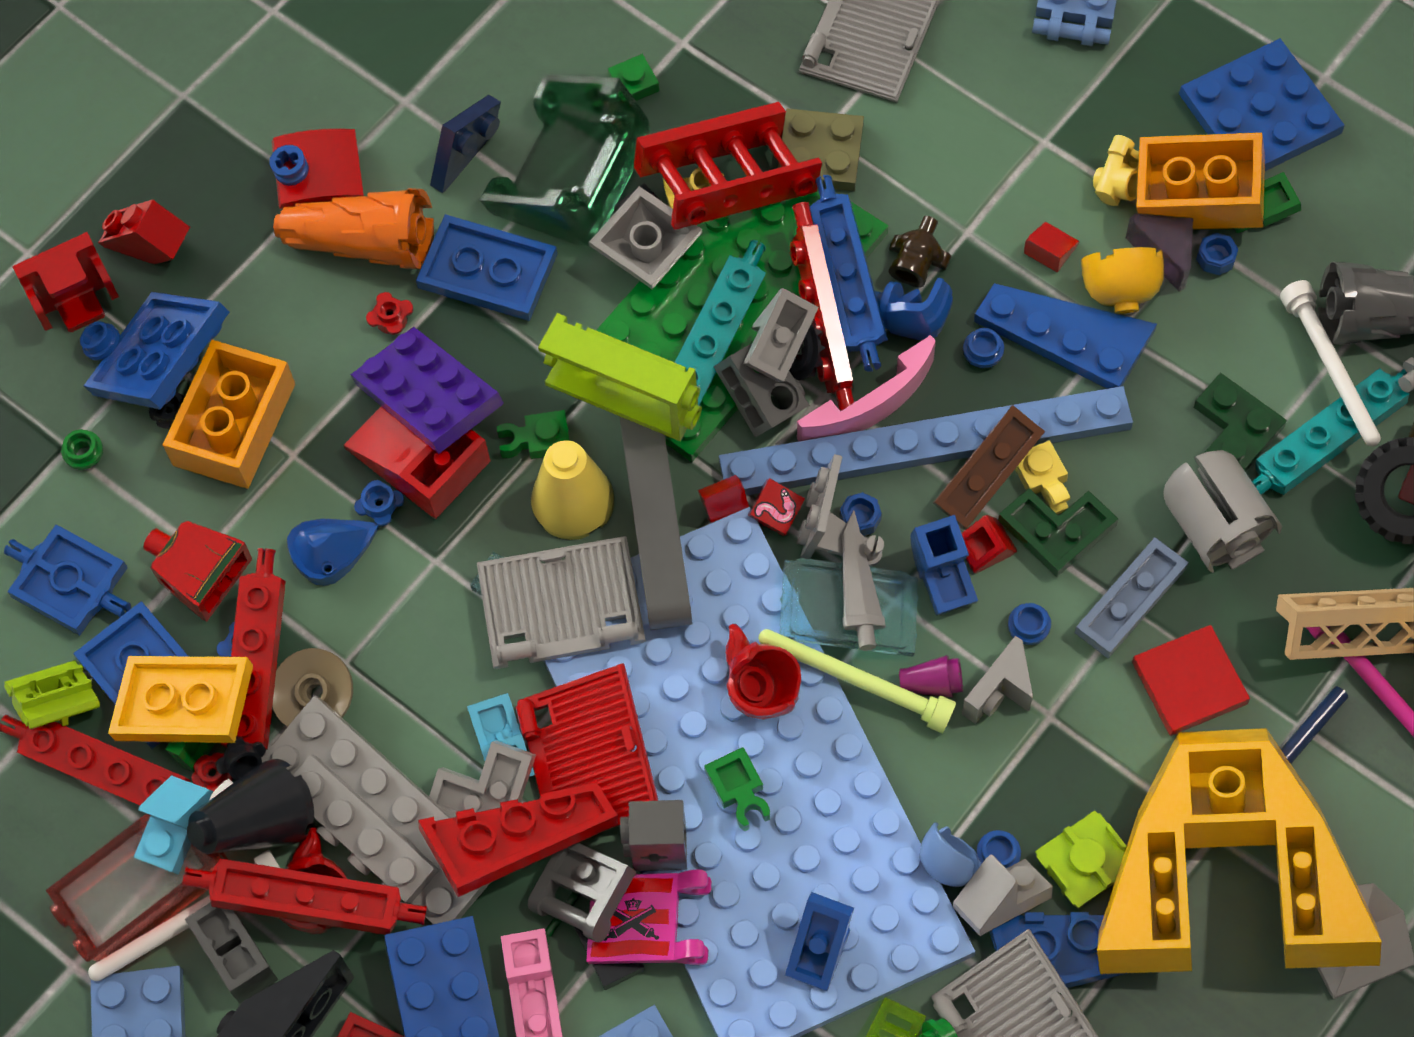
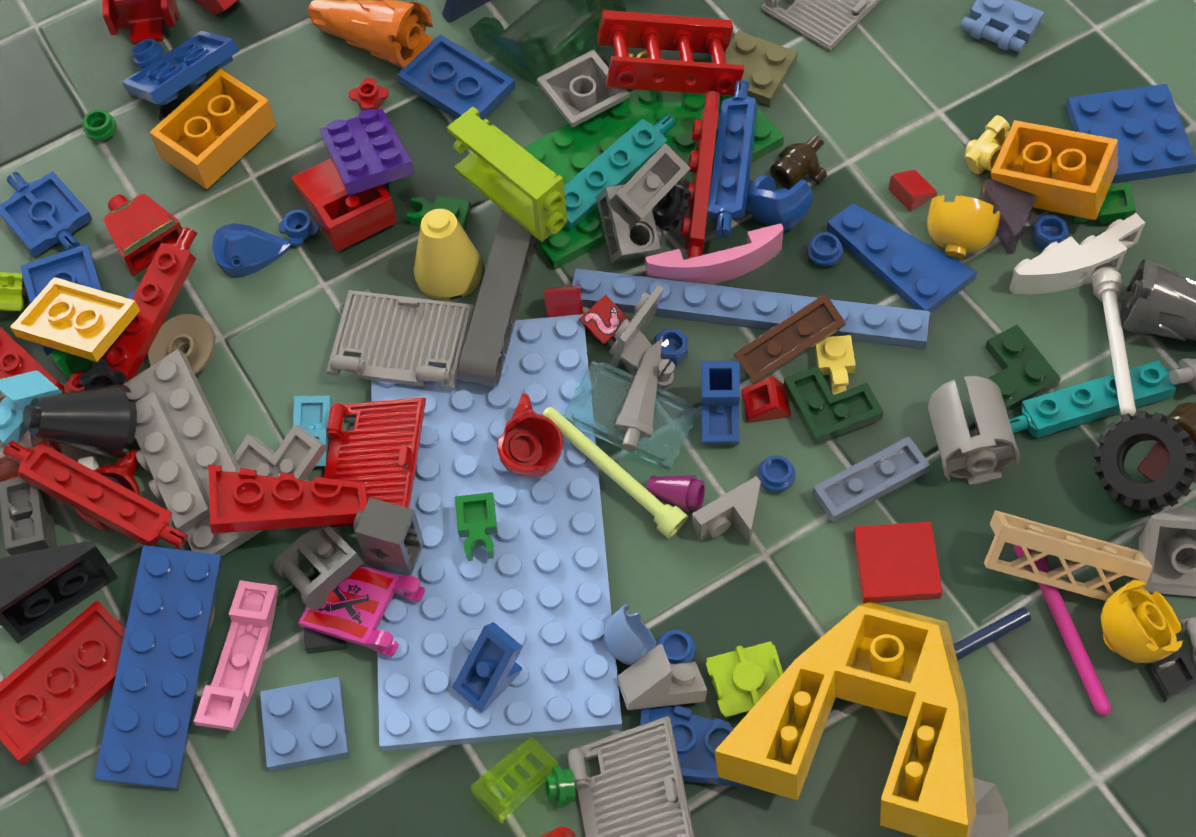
camera: 20 degrees right, 5 degrees down
(1257, 282) = (1073, 265): none -> white slope

